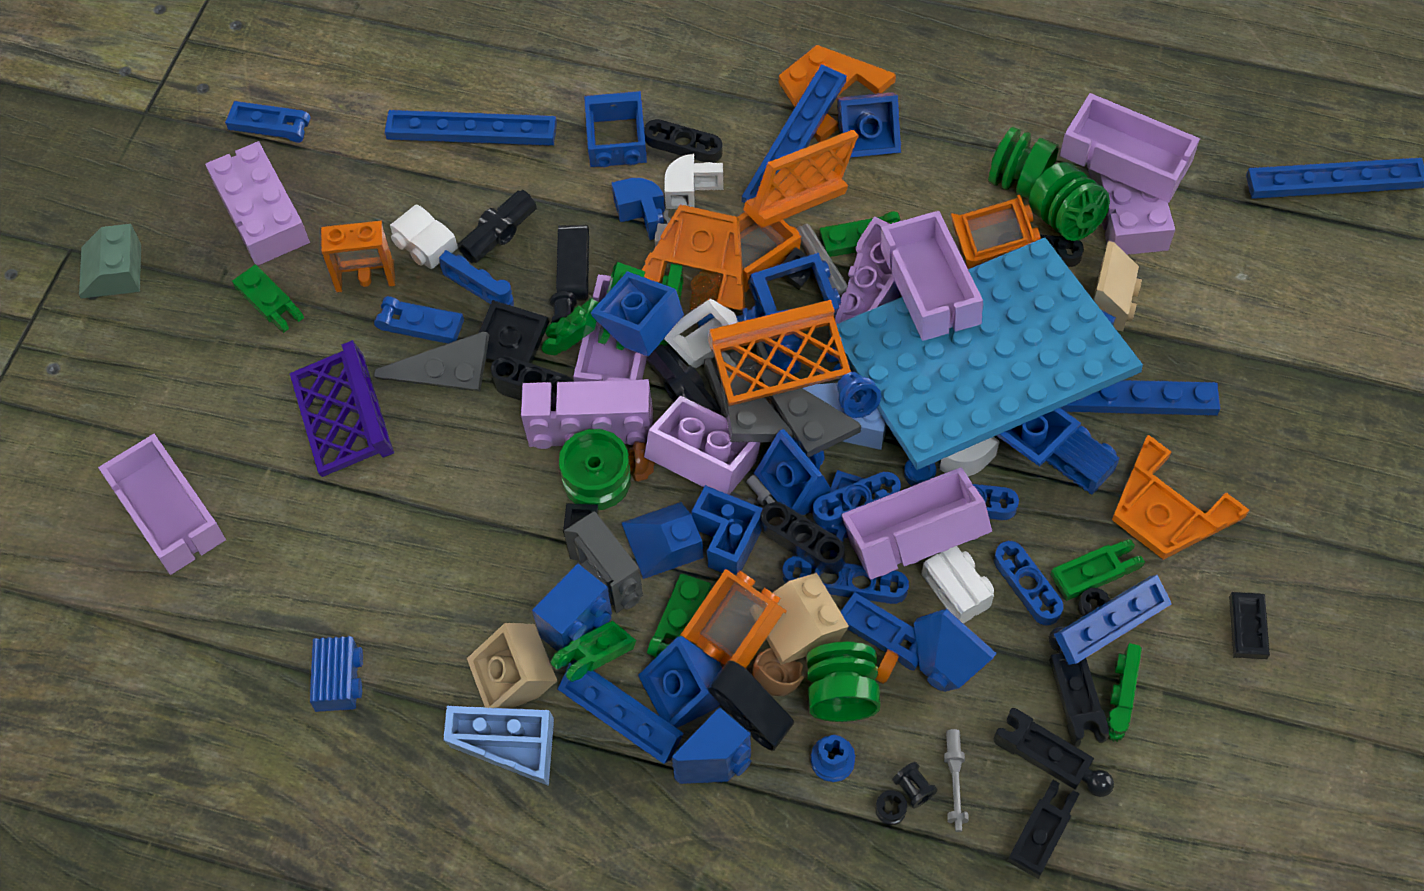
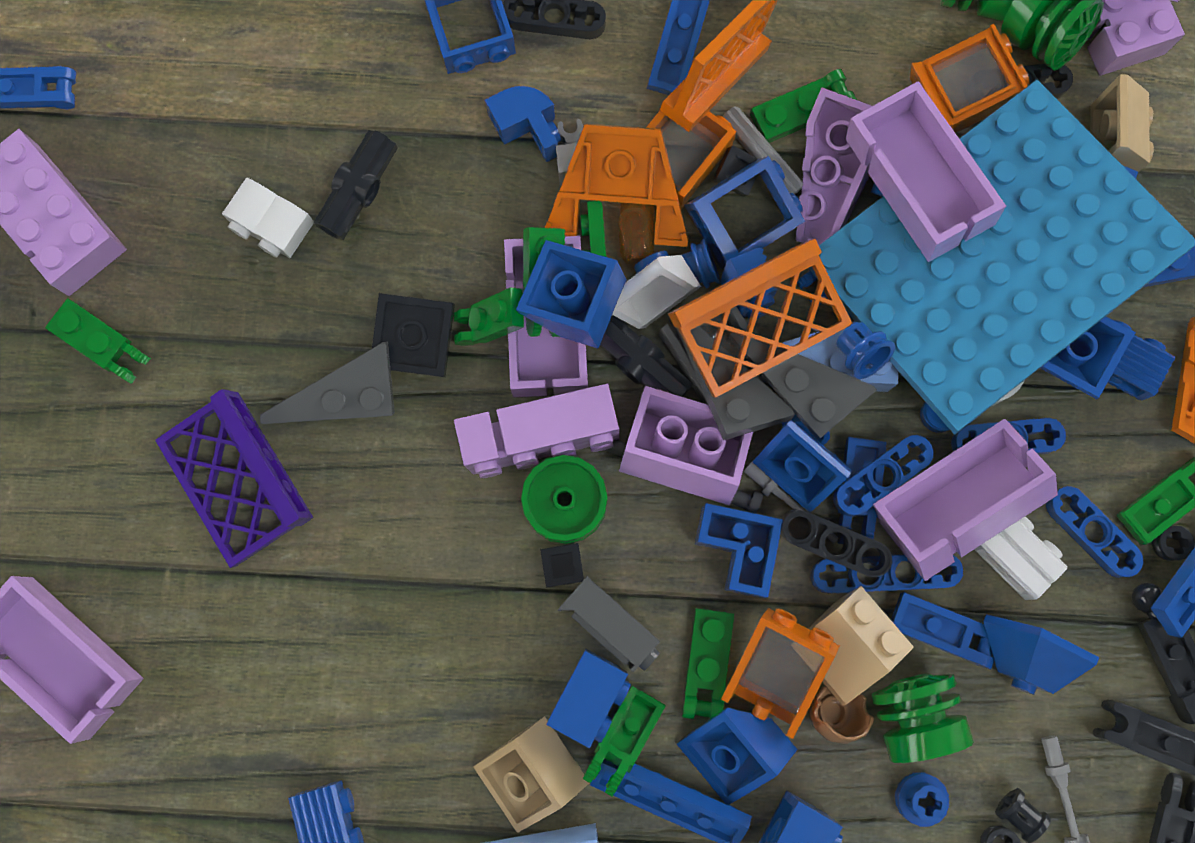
camera: 15 degrees left, 20 degrees up
(356, 249) = (189, 259): orange window -> none
(419, 321) = (295, 334): blue plate -> none
(471, 127) = (283, 48): blue plate -> none
(475, 280) = (352, 267): blue plate -> none
(523, 372) = (445, 385): black beam -> none
(563, 305) = (468, 285): black bush -> none
(573, 260) = (462, 217): black beam -> none
(639, 465) = (608, 468): dark orange piece -> none
(663, 539) = (663, 565): blue slope -> none
(685, 177) = (571, 70): white brick -> none
(751, 705) = (823, 772): black beam -> none
(886, 666) = (964, 674): orange tile -> none

